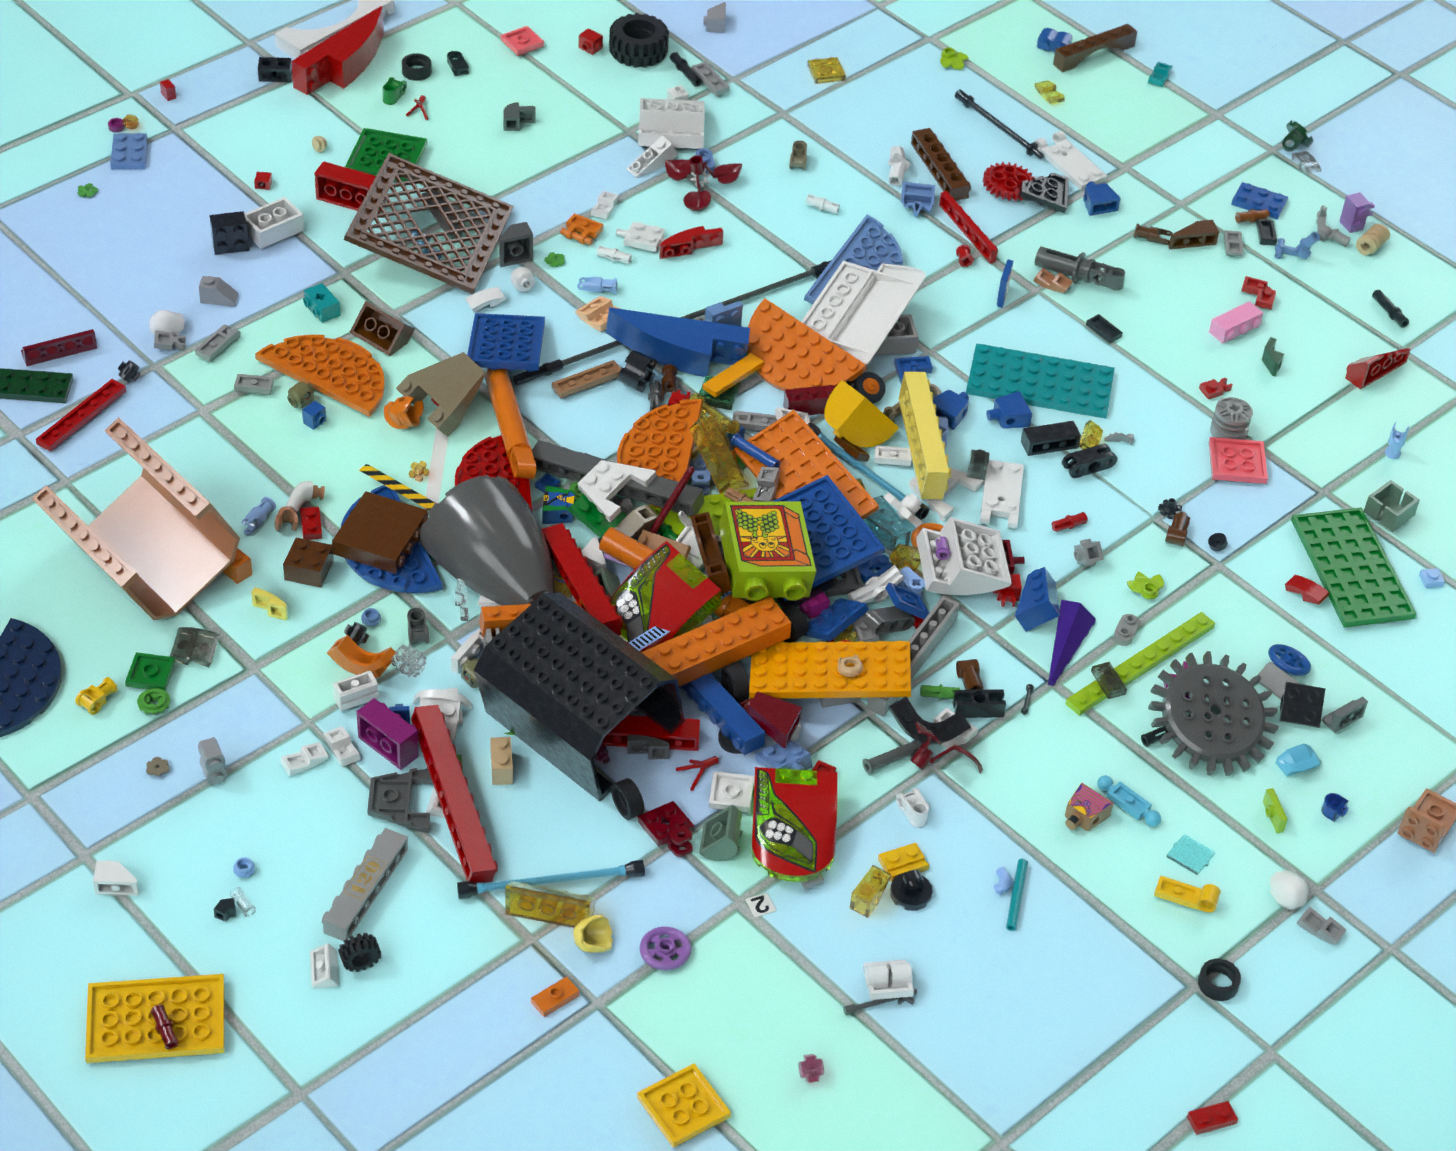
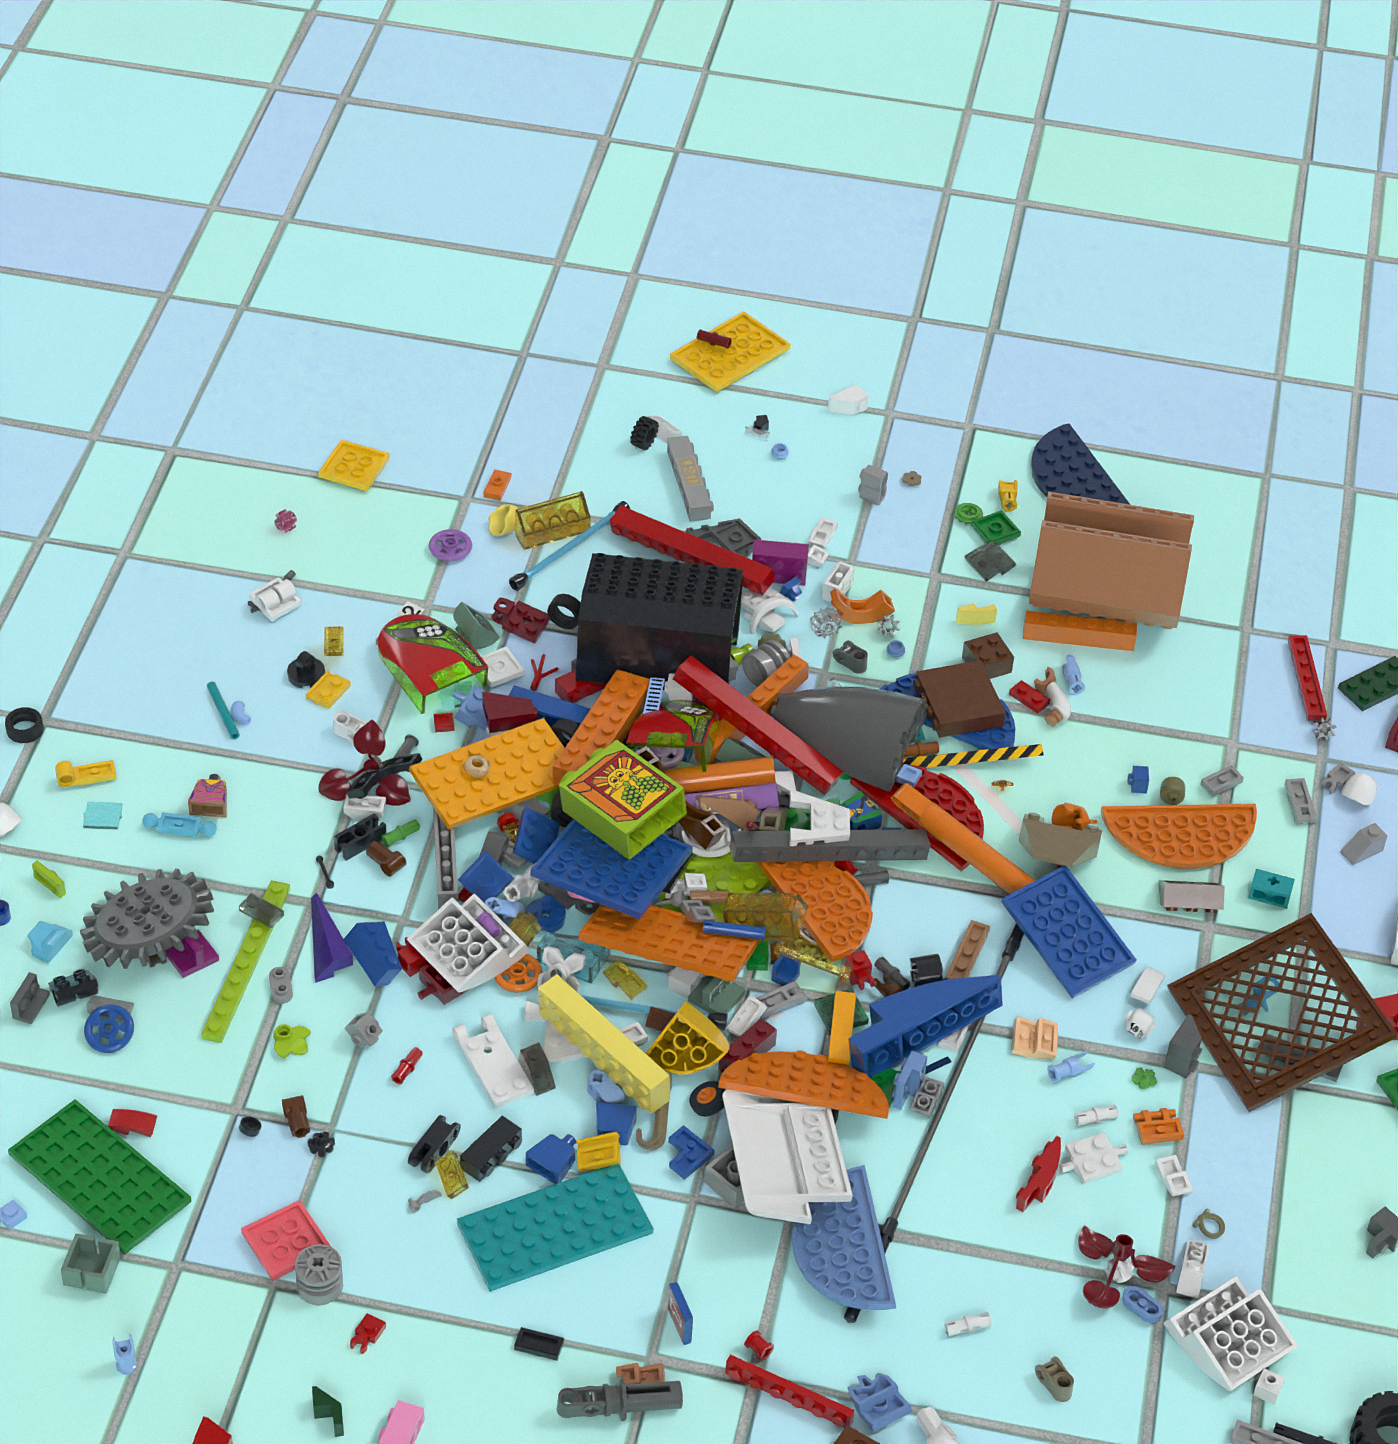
camera: 145 degrees right, 0 degrees up
(620, 178) = (1207, 1215): none -> olive piece
(977, 393) = (598, 1152): none -> yellow plate

